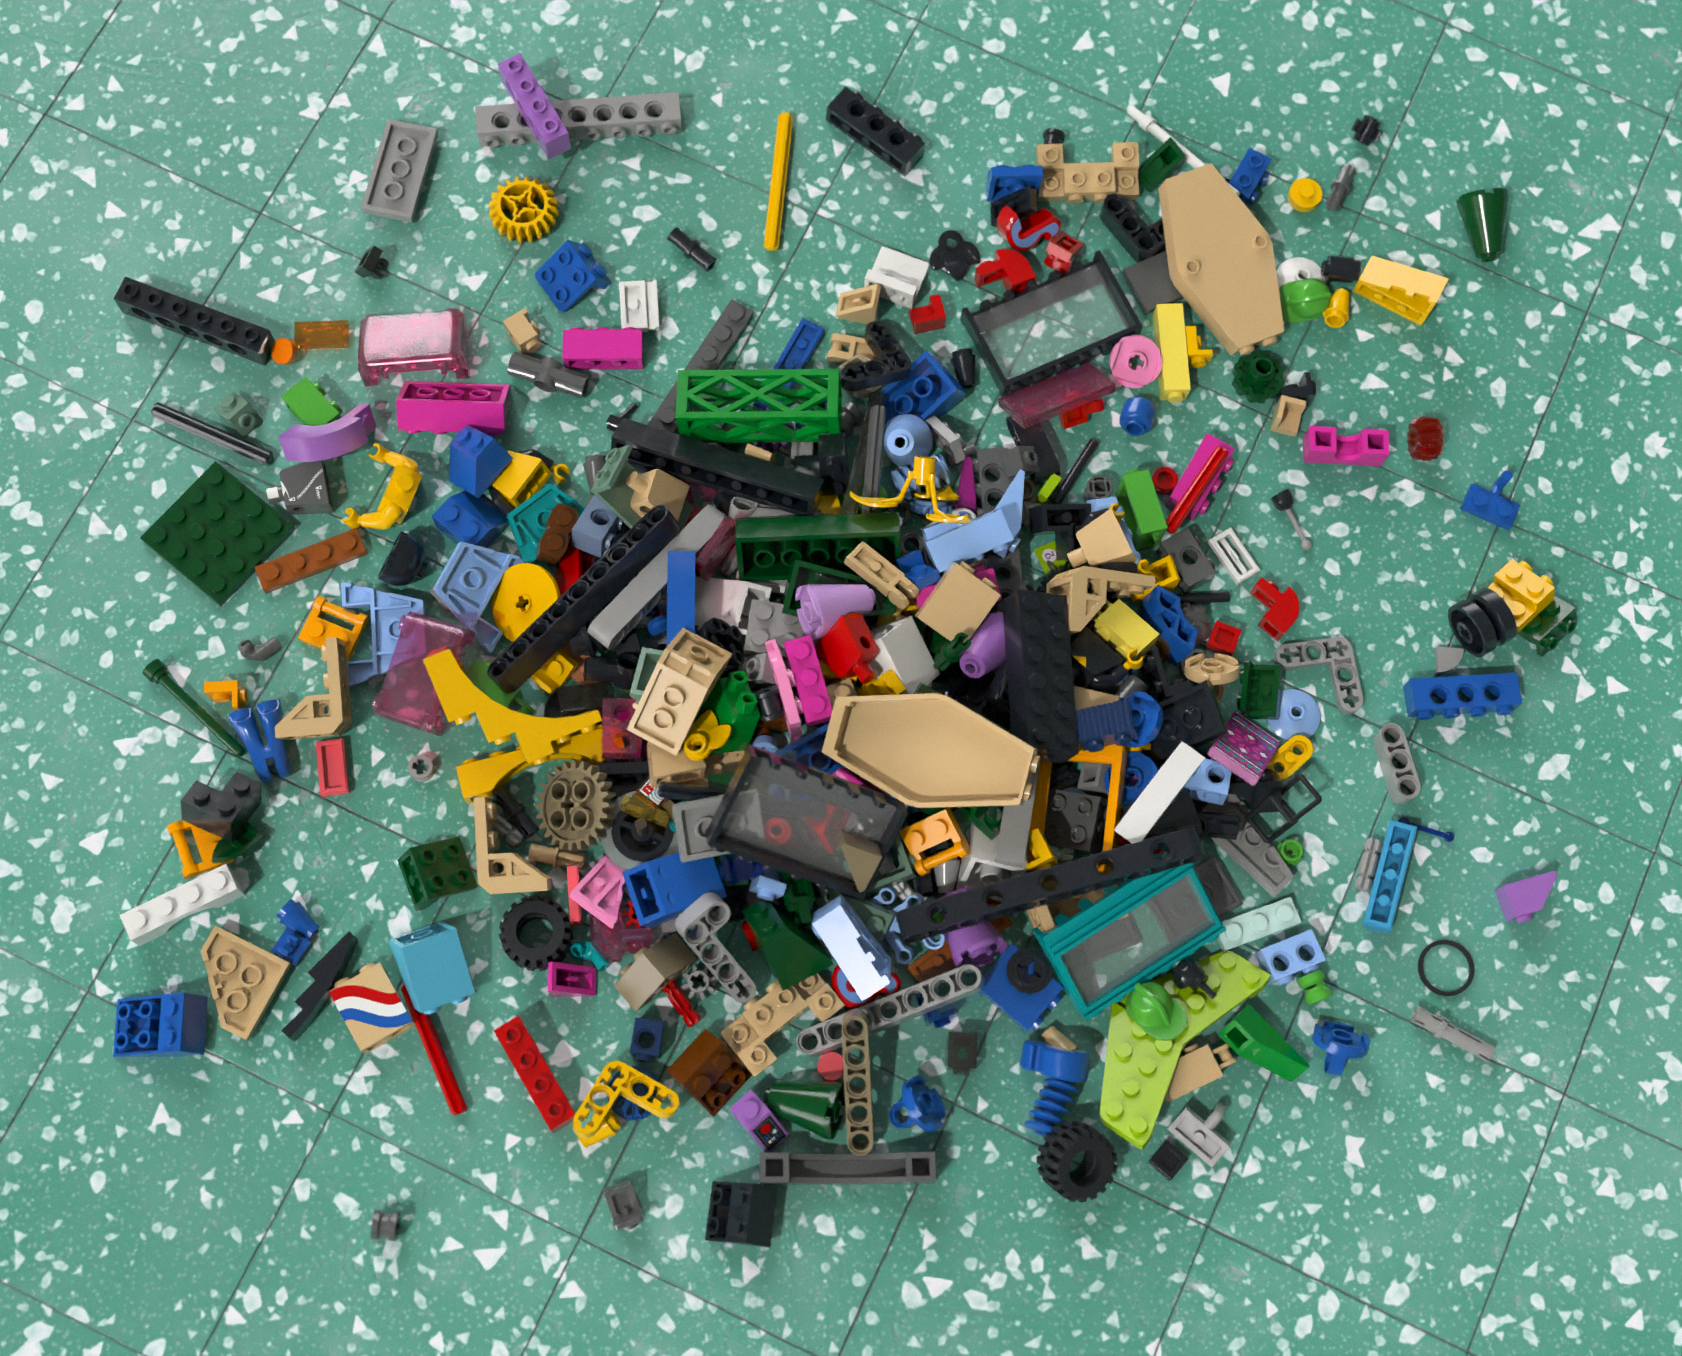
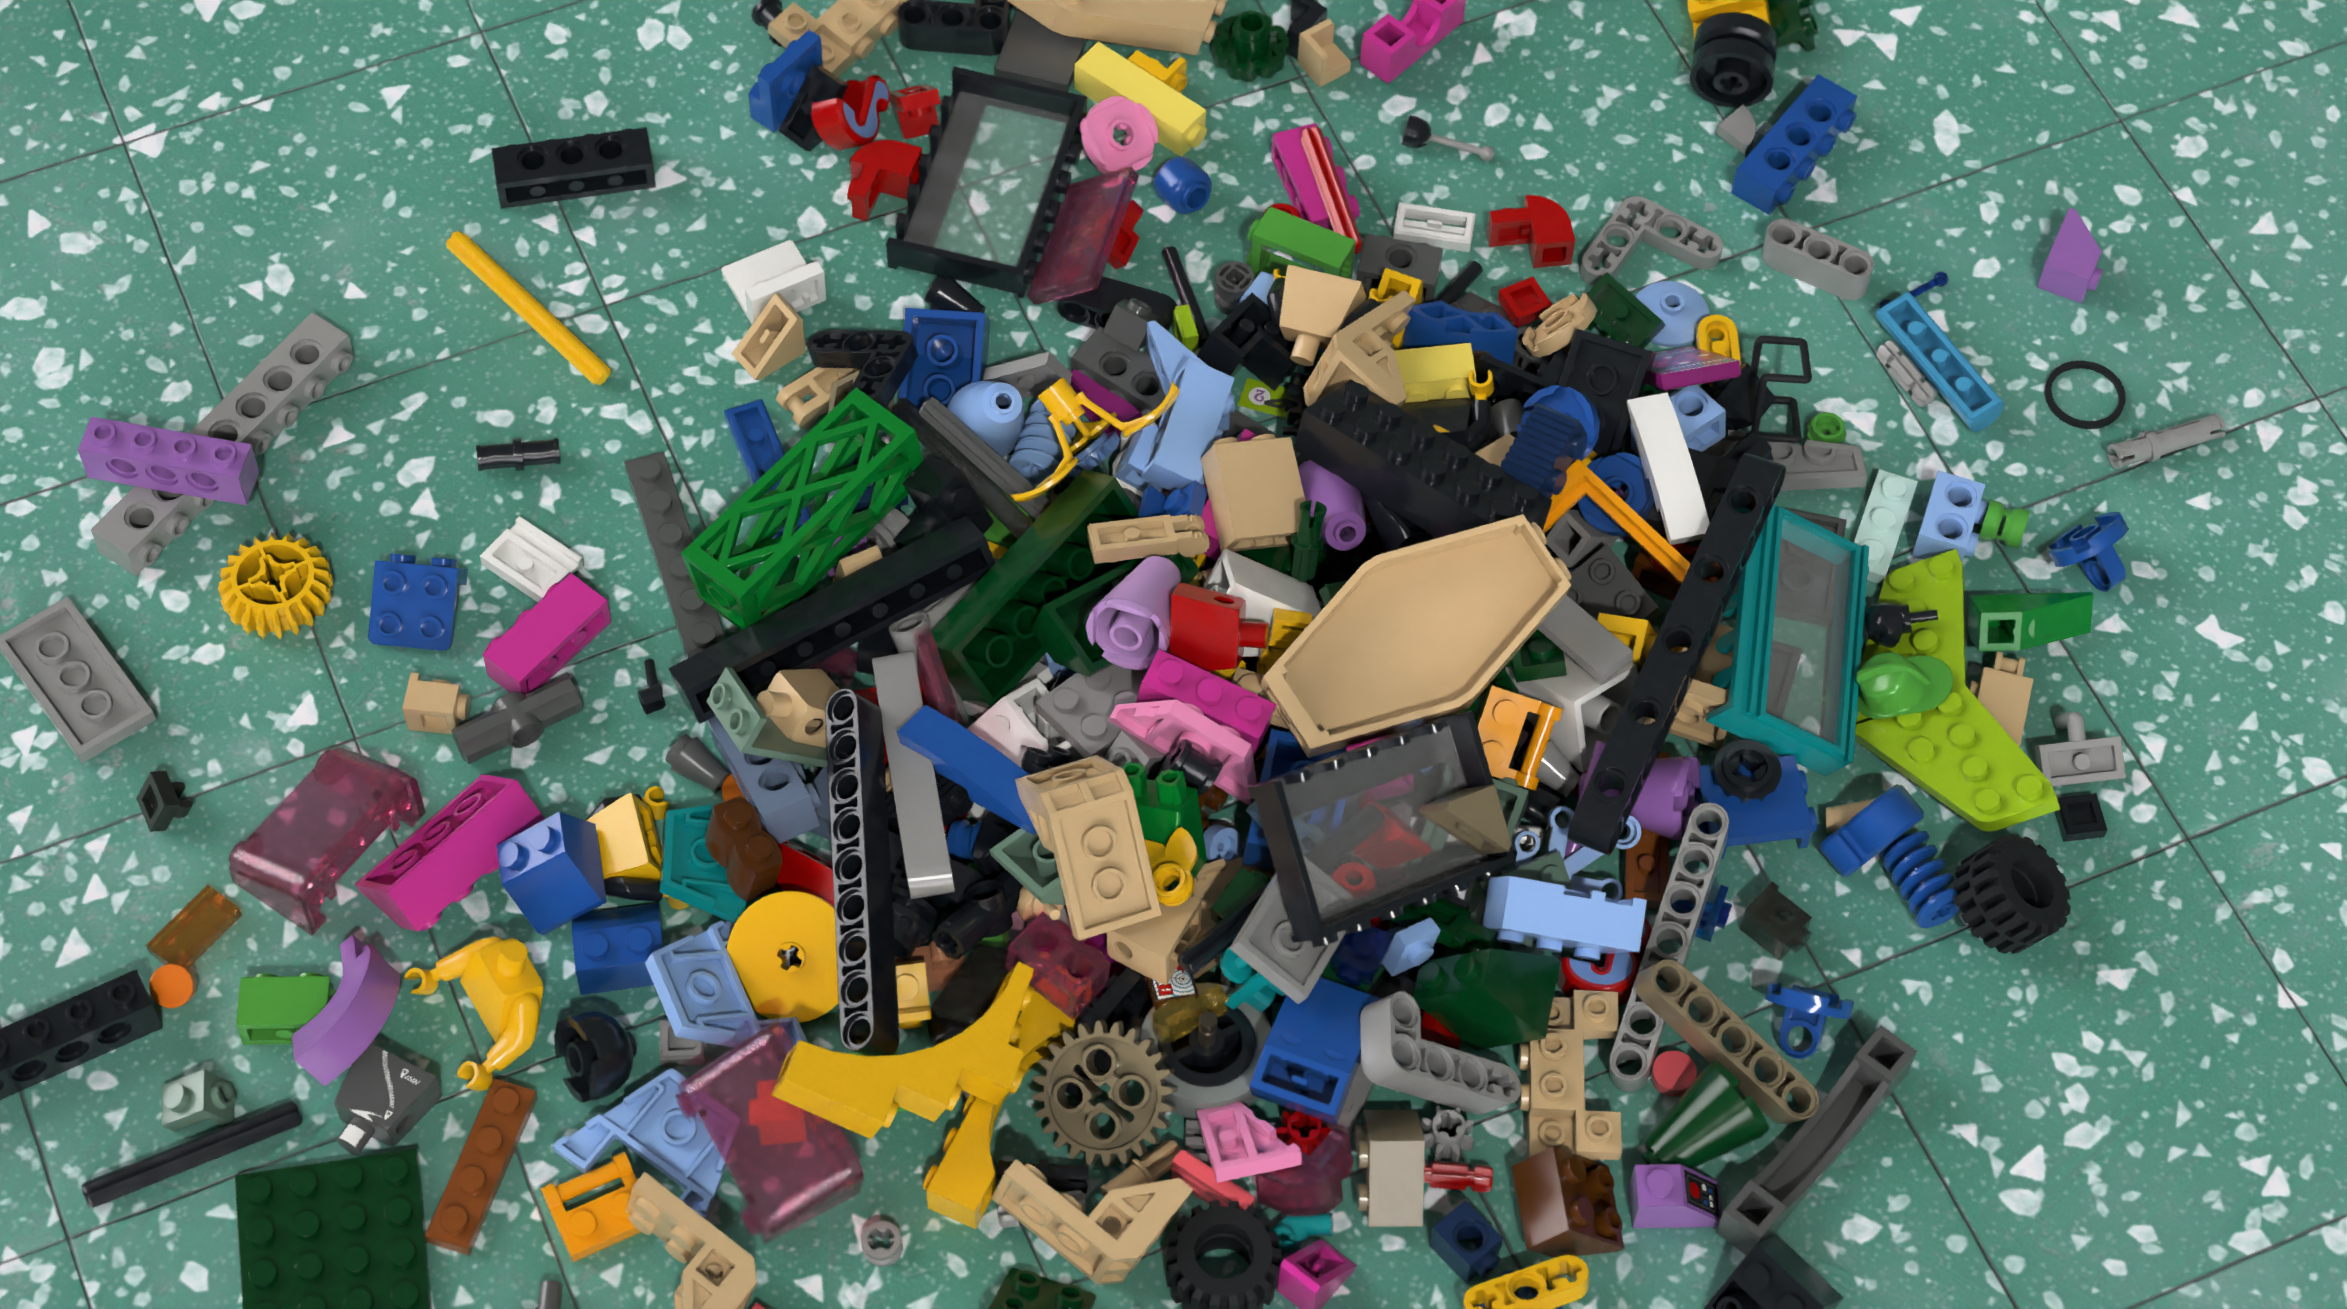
camera: 45 degrees left, 15 degrees down
(928, 317) = (856, 288): red panel -> none
(954, 258) = (810, 211): black plate -> none

